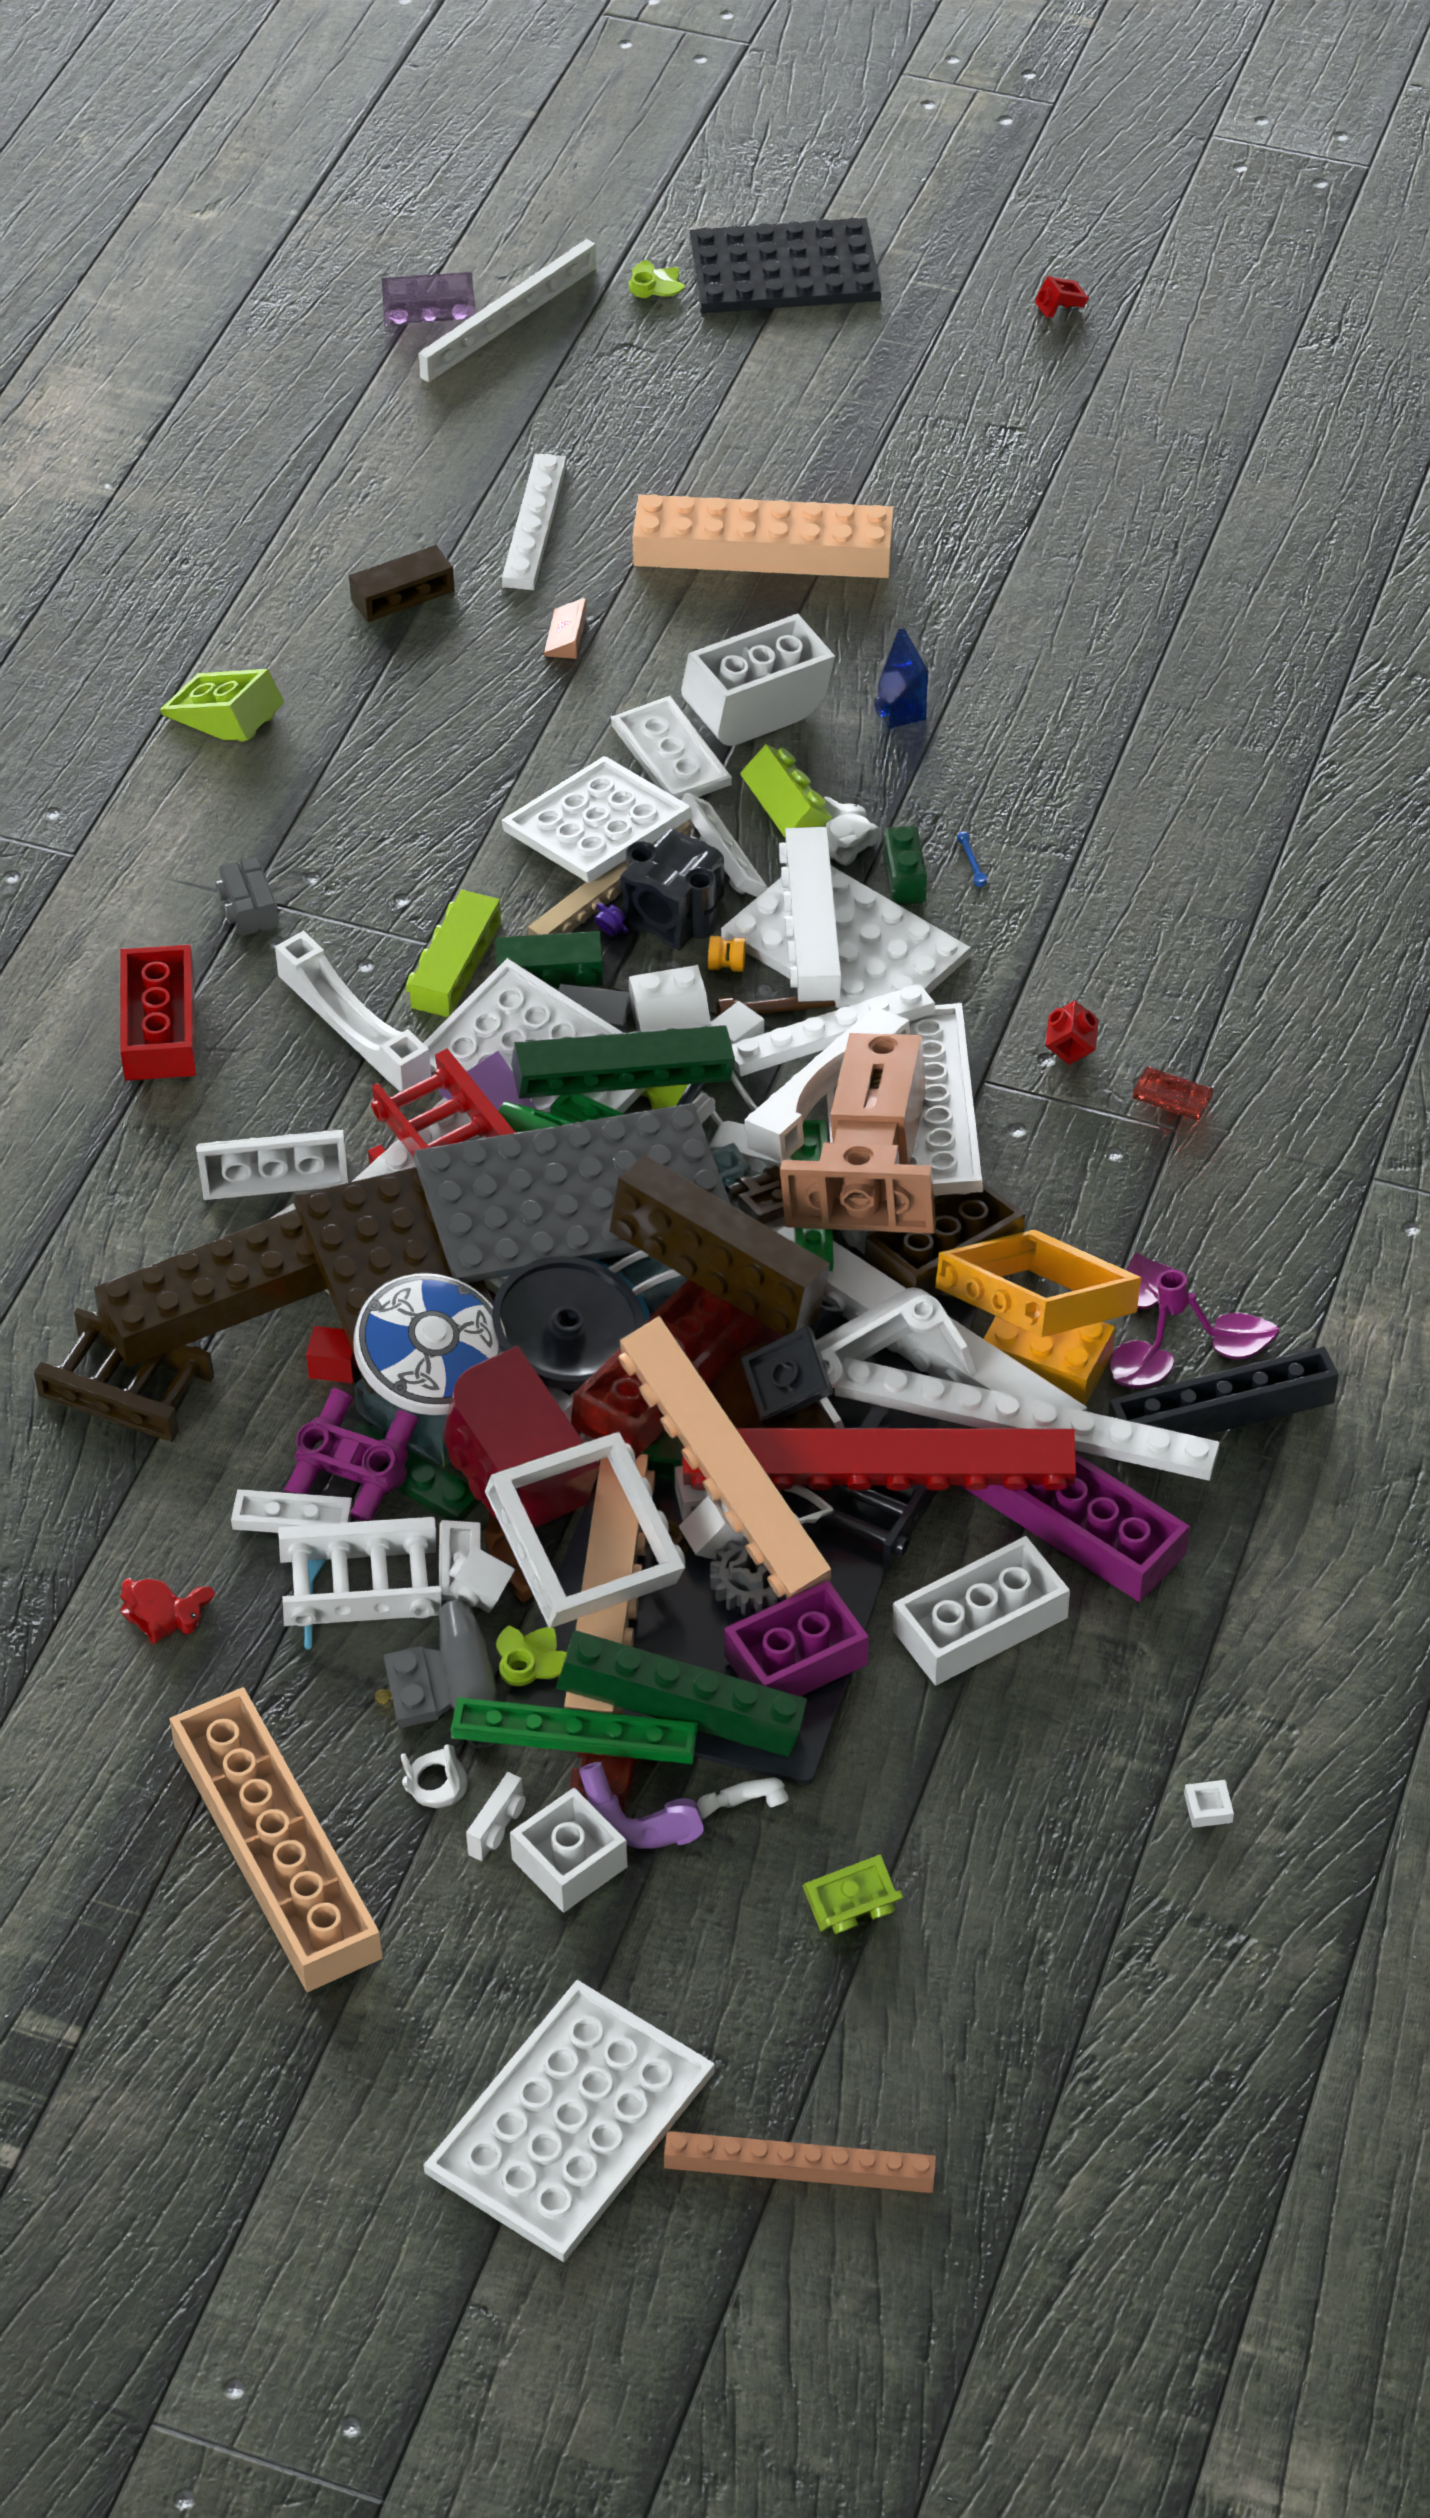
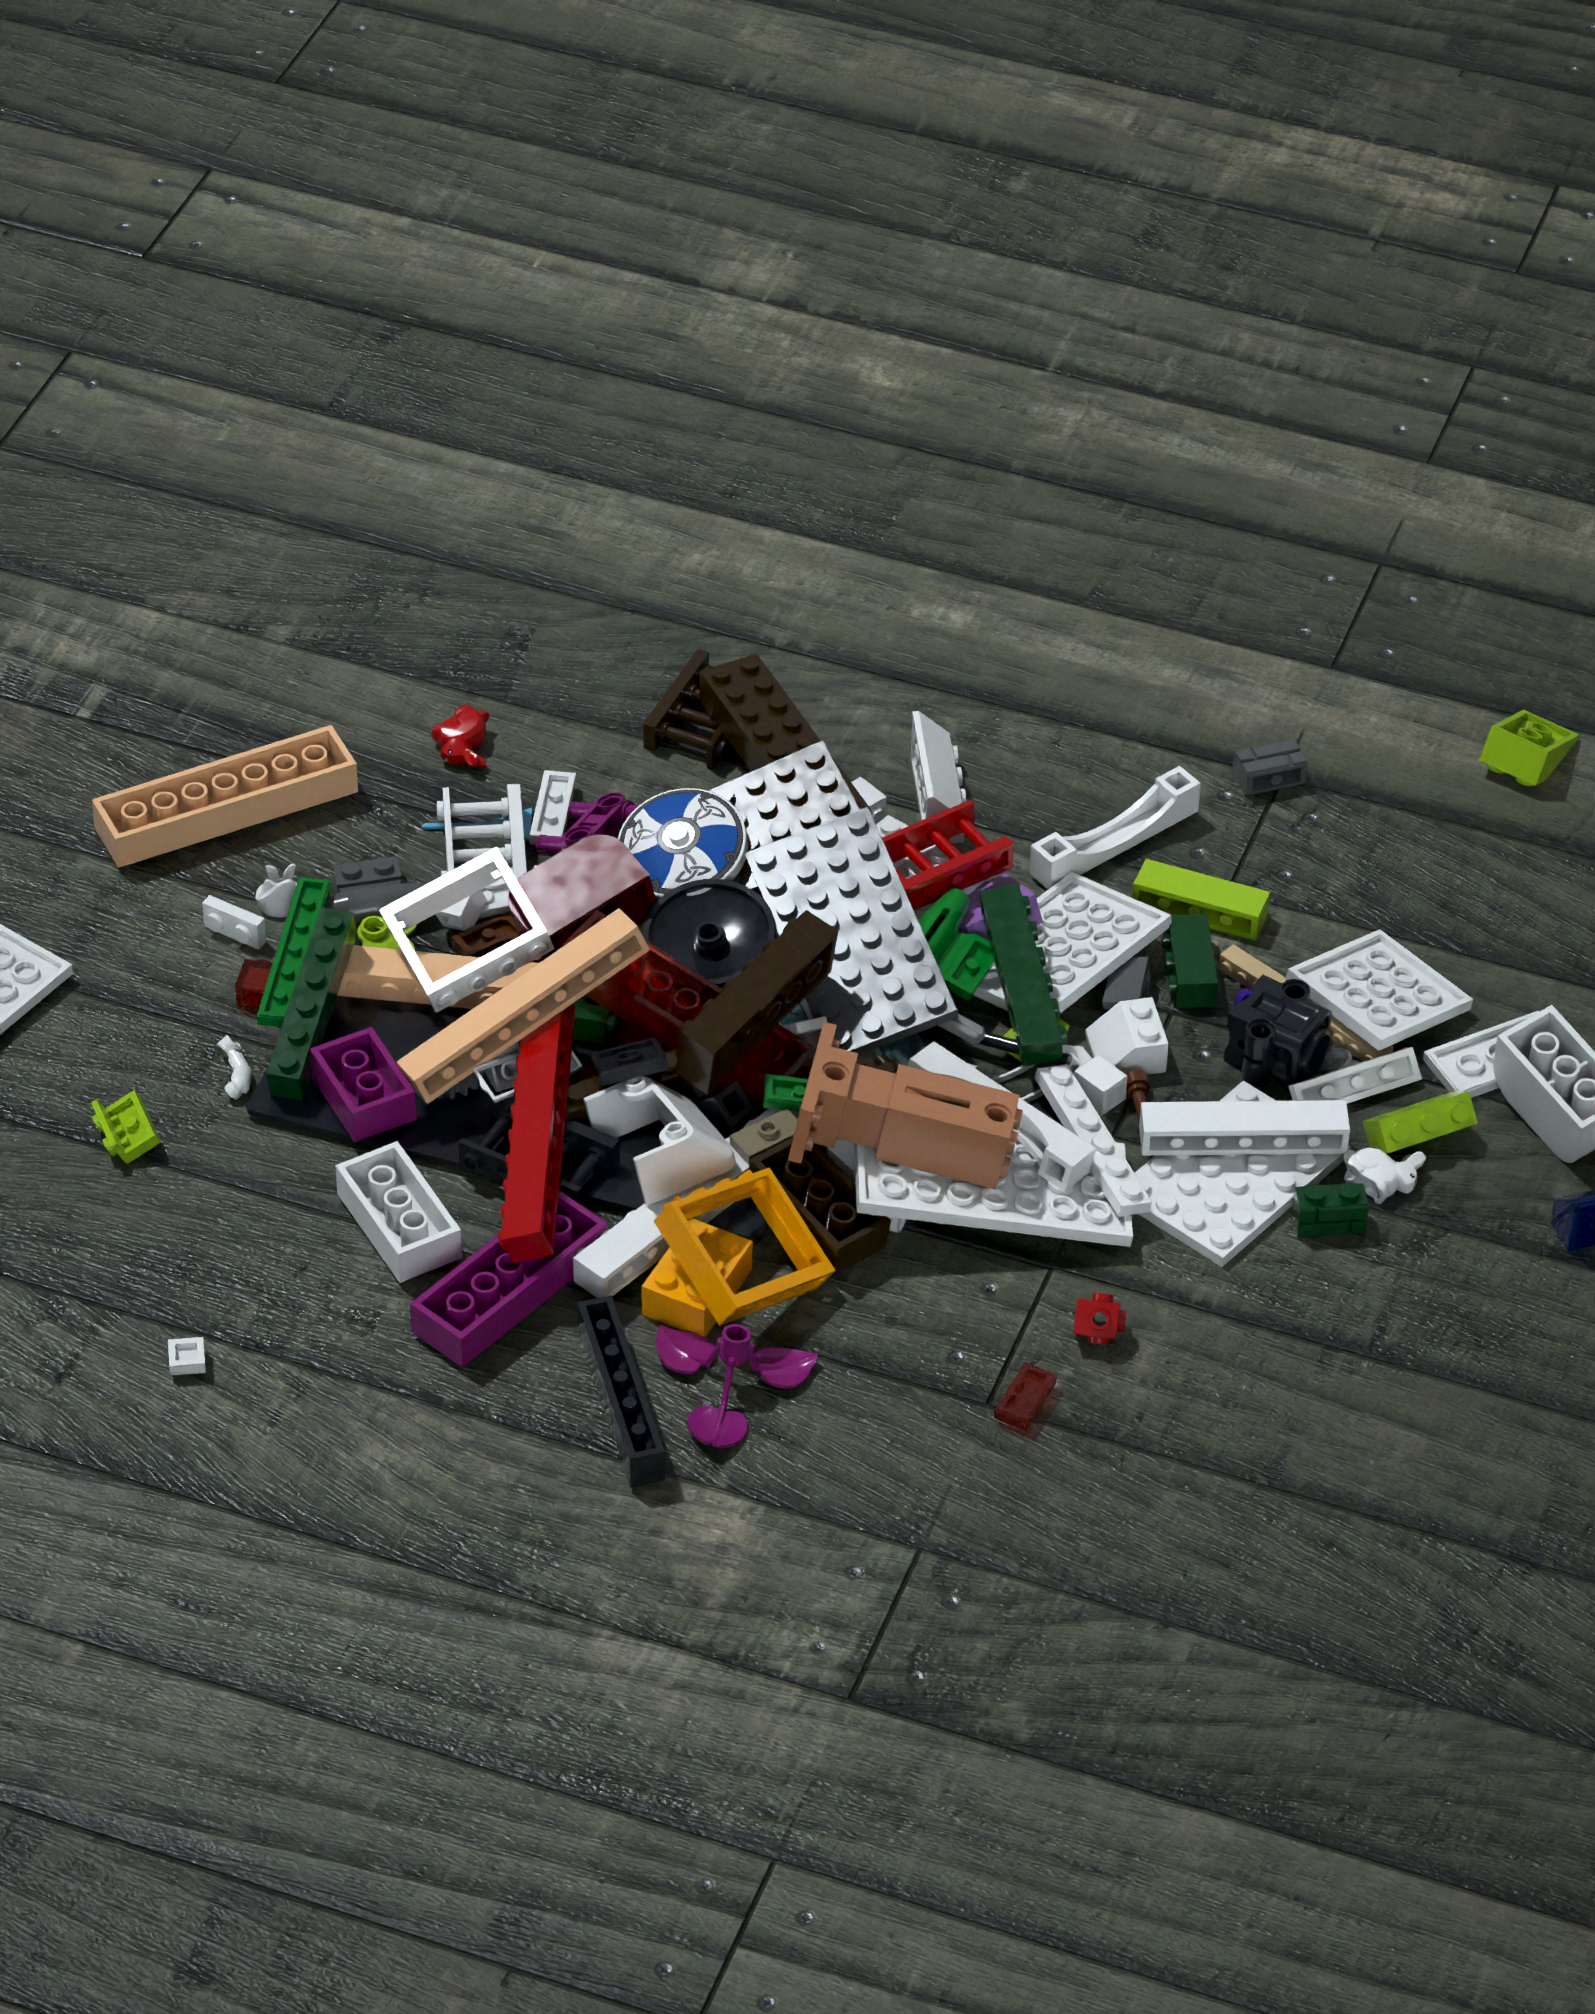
camera: 90 degrees right, 5 degrees down
(157, 1012) = (1113, 709): red brick -> none
(568, 1849) = (189, 956): white brick -> none
(676, 1823) = (208, 1011): medium lavender piece -> none
(719, 953) = (1205, 1080): light orange wheel -> none
(869, 1270) = (764, 1134): none -> dark tan plate
(980, 878) = (1330, 1277): blue hinge -> none
(999, 1410) = (585, 1235): white plate -> none

